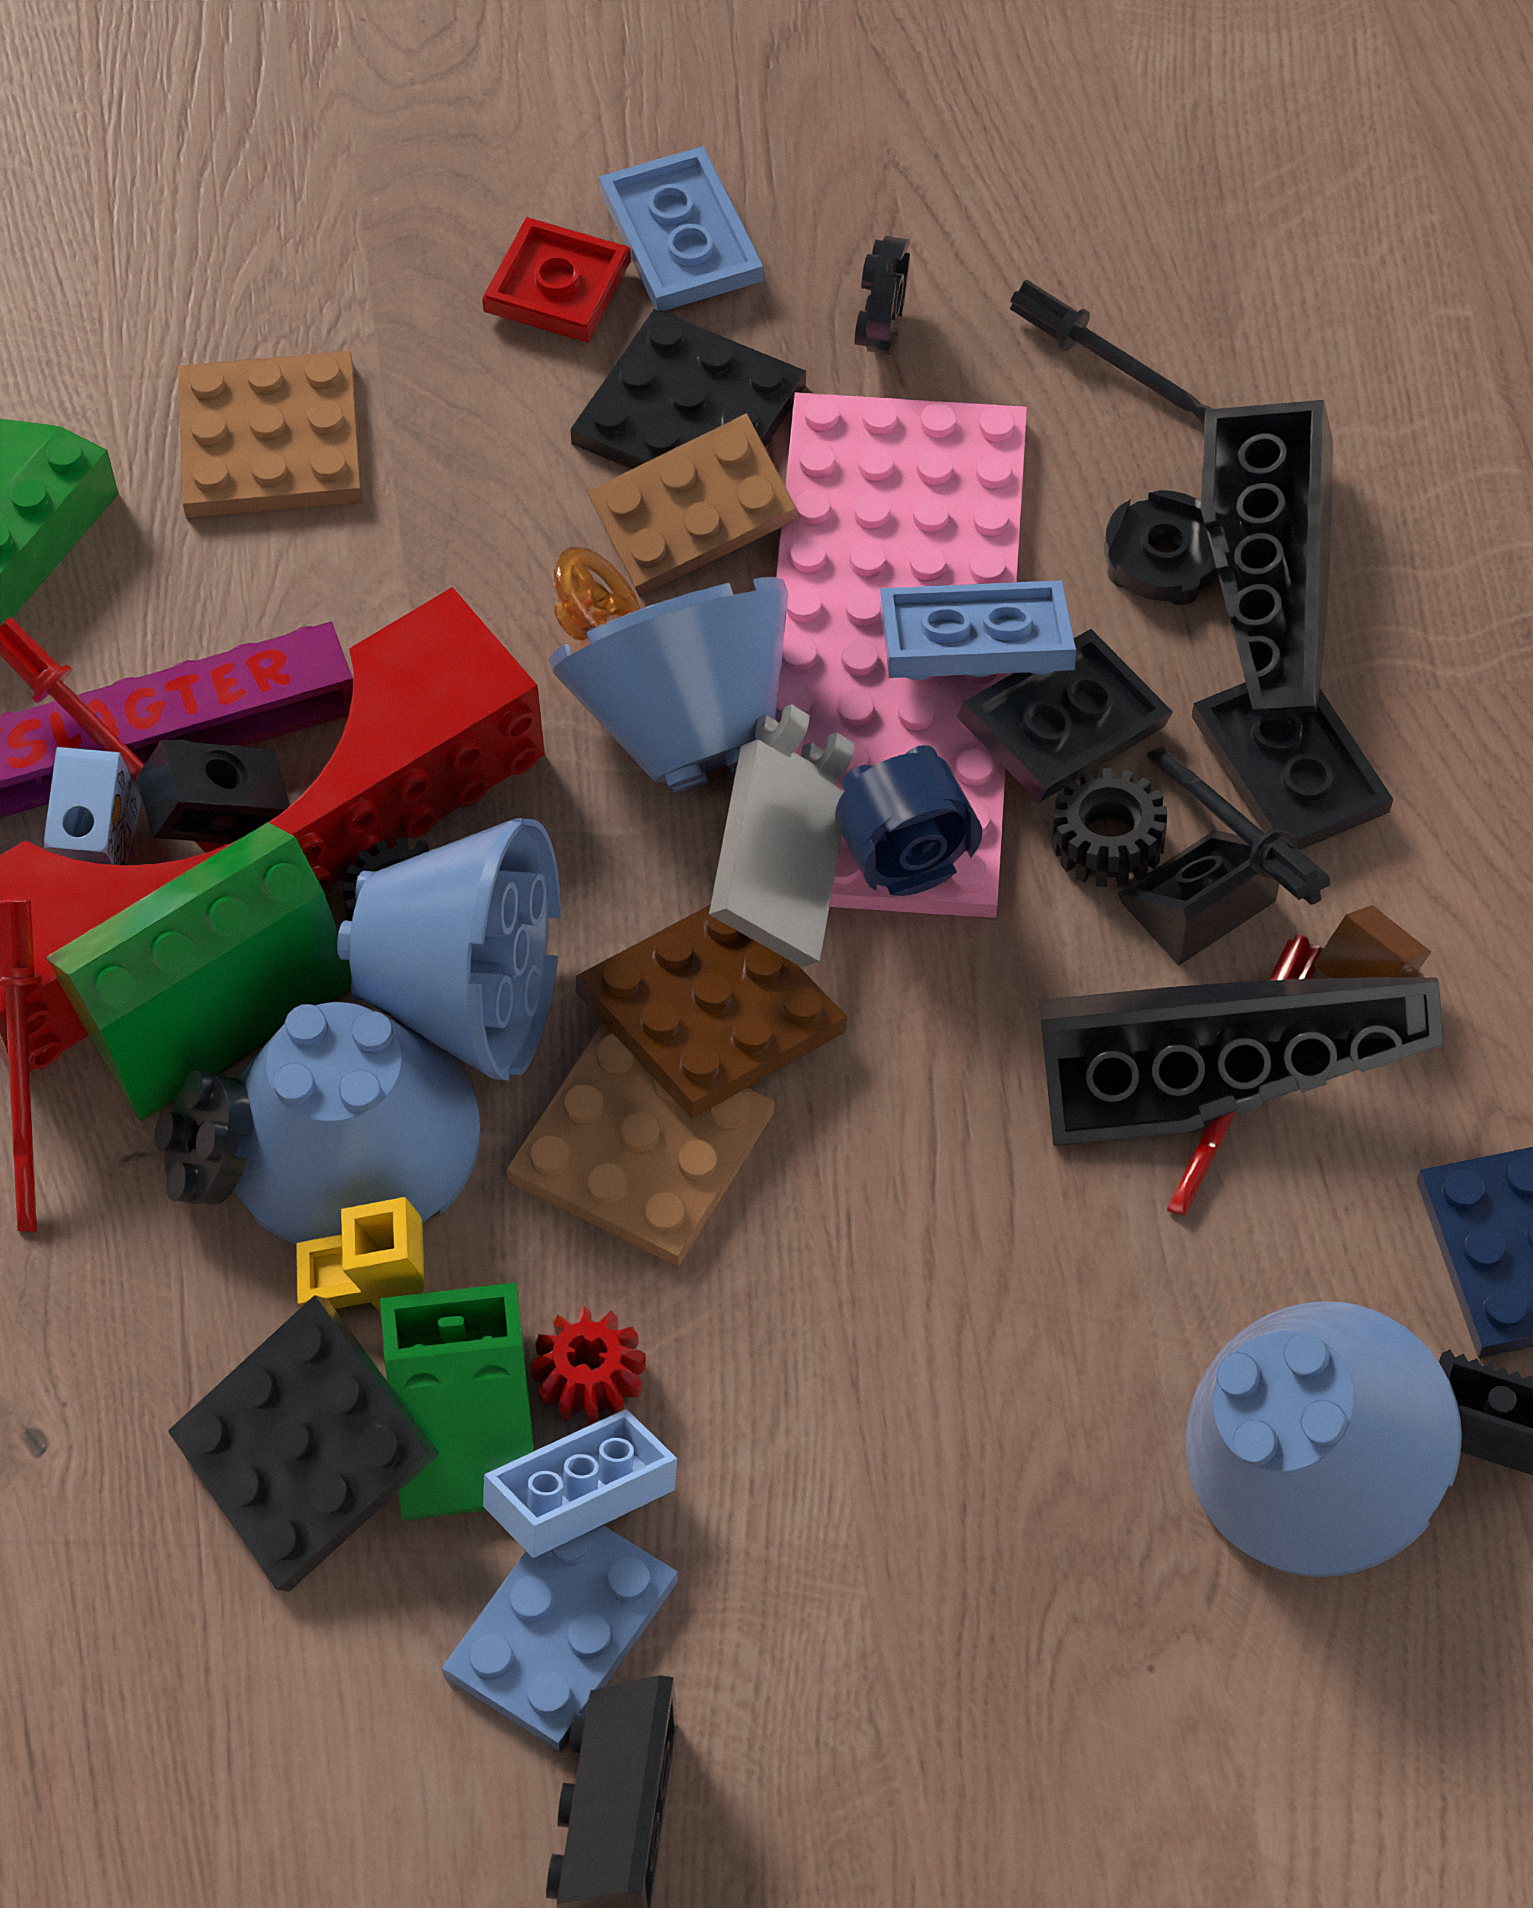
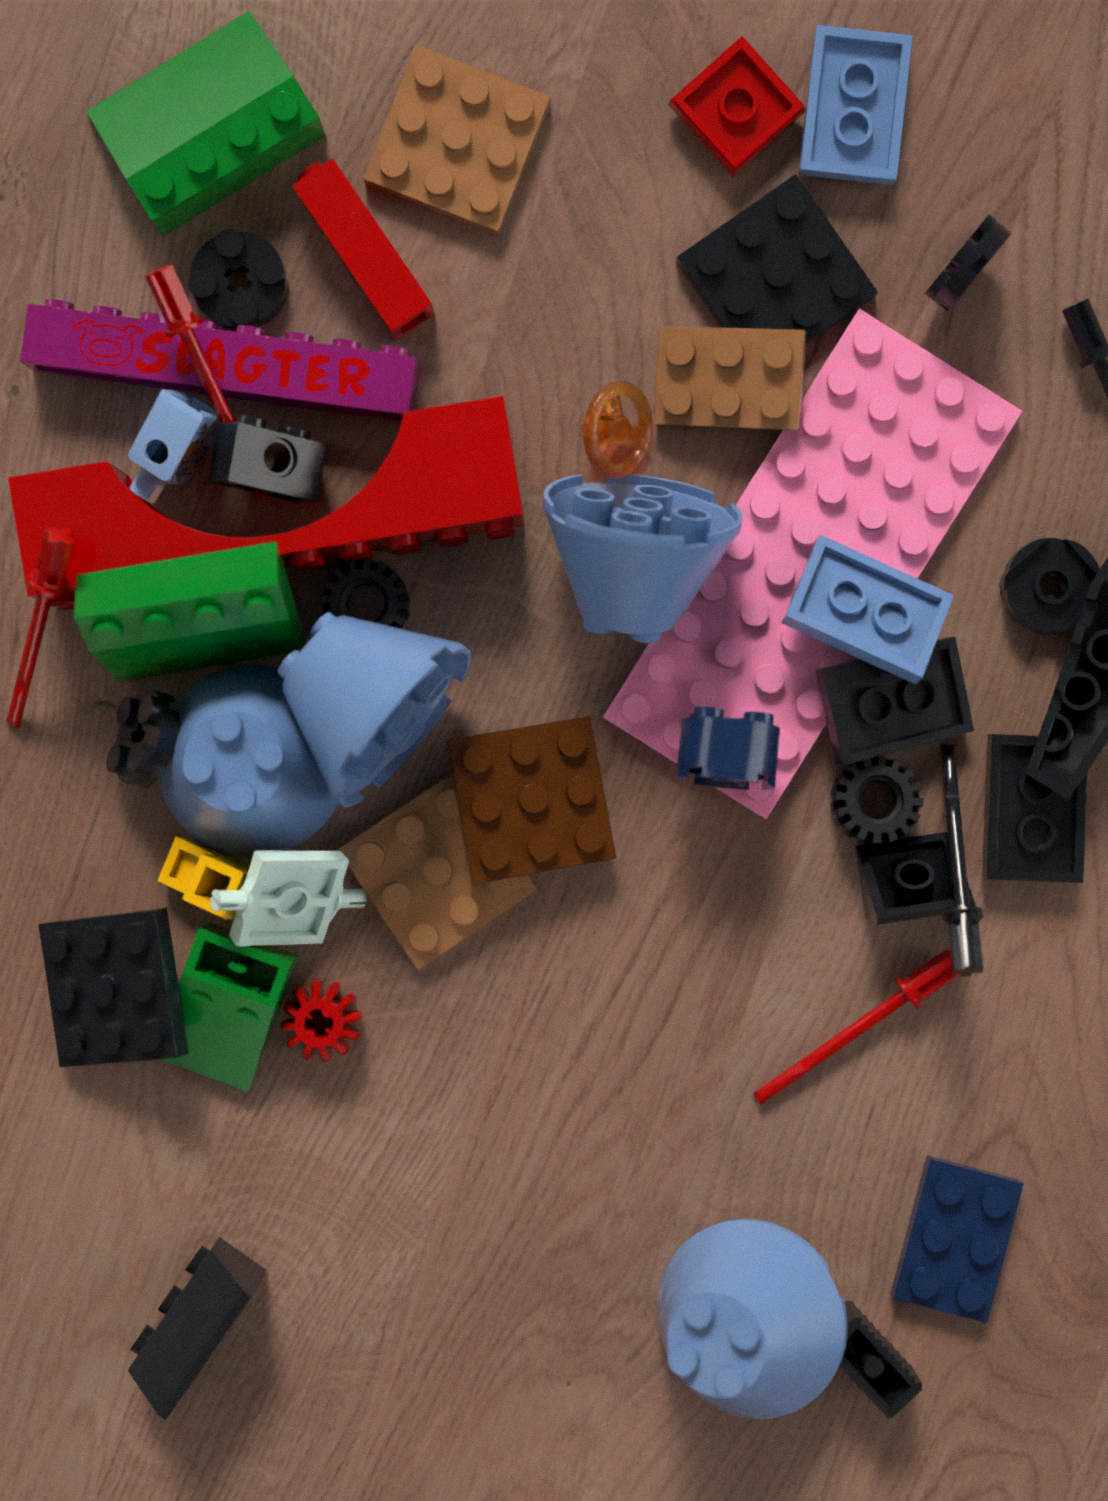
camera: 25 degrees right, 30 degrees up
(93, 627) = (230, 253): none -> black plate
(217, 562) = (363, 248): none -> red brick
(474, 1220) = (288, 898): none -> light aqua plate
(560, 1630) = (224, 1176): medium blue plate -> none
(579, 1483) = (272, 1106): light blue piece -> none
(782, 838) = (637, 715): light grey tile -> none
(1206, 1050) = (831, 1006): black wedge -> none
(1371, 947) = (992, 1001): reddish brown brick -> none

